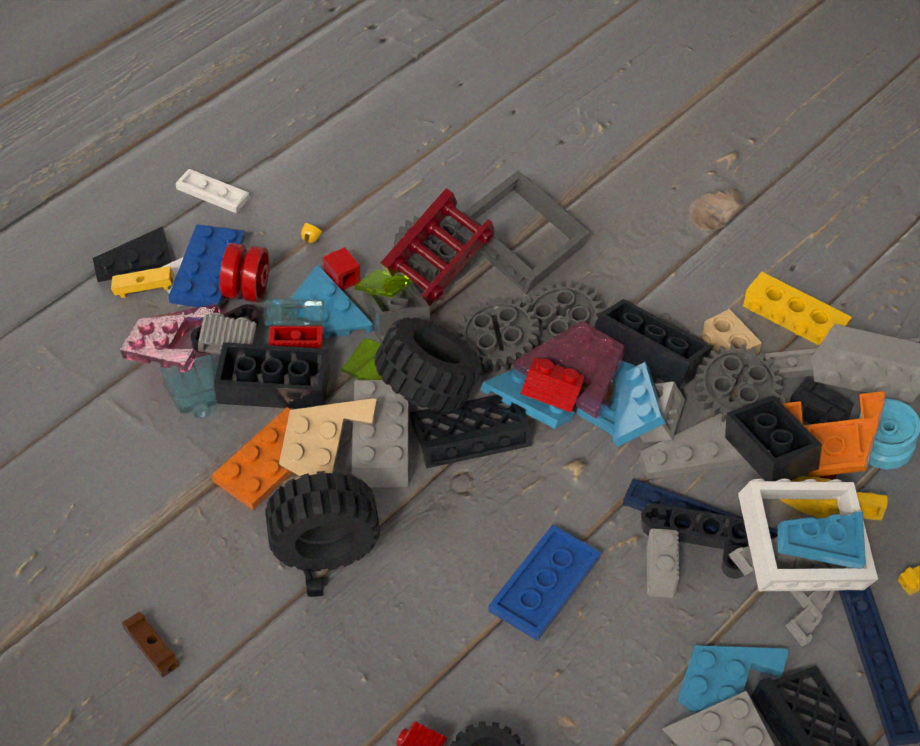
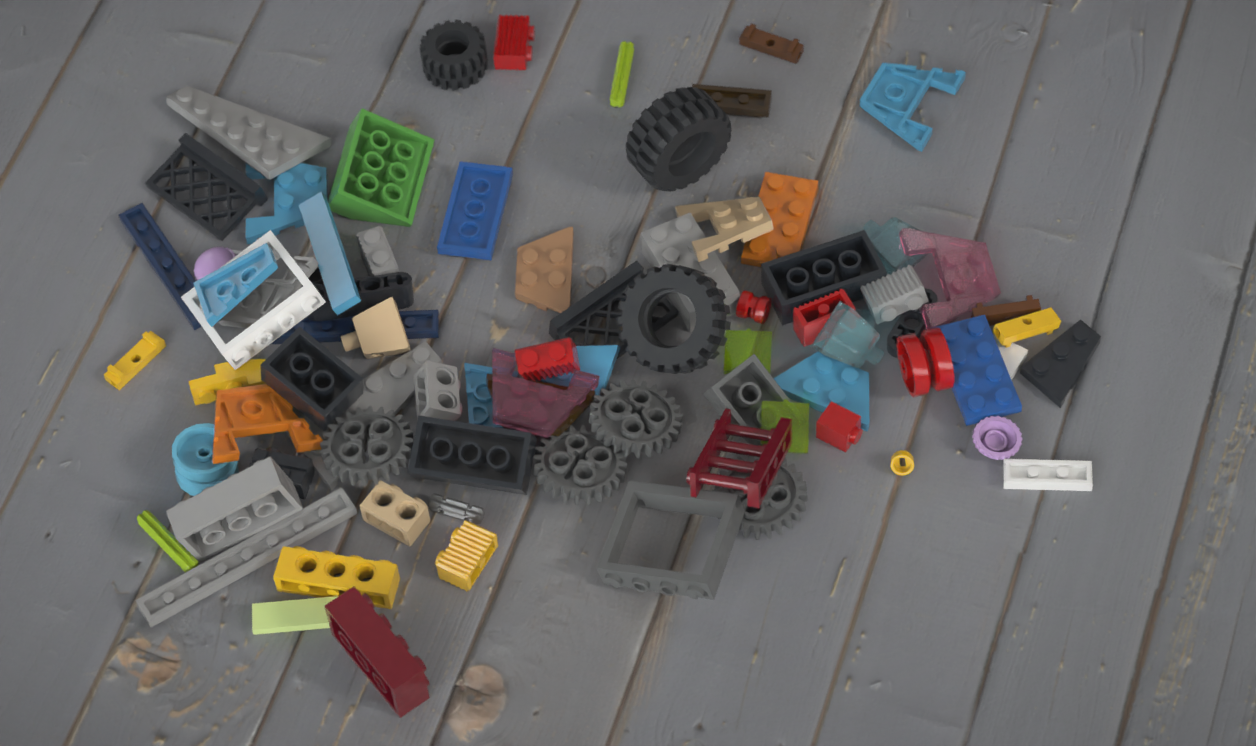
camera: 160 degrees right, 5 degrees up
(75, 530) = (897, 93): none -> dark azure wing
(145, 303) = (1004, 312): none -> reddish brown piece
(231, 215) = (997, 437): none -> lavender hat
(234, 592) = (740, 100): none -> dark brown plate
(319, 676) = (621, 74): none -> lime axle
(343, 383) = (753, 307): none -> red wheel
(506, 497) = (546, 271): none -> medium nougat wing
(625, 664) = (380, 171): none -> bright green slope
(637, 405) = (458, 380): dark azure wing -> none
(684, 289) = (466, 555): none -> yellow brick
(691, 485) = (378, 332): none -> tan torso
(713, 567) = (329, 253): none -> dark azure tile
(784, 237) = (378, 651): none -> dark red brick
(829, 630) = (211, 261): none -> lavender hat
(860, 310) = (290, 615): none -> yellowish green tile

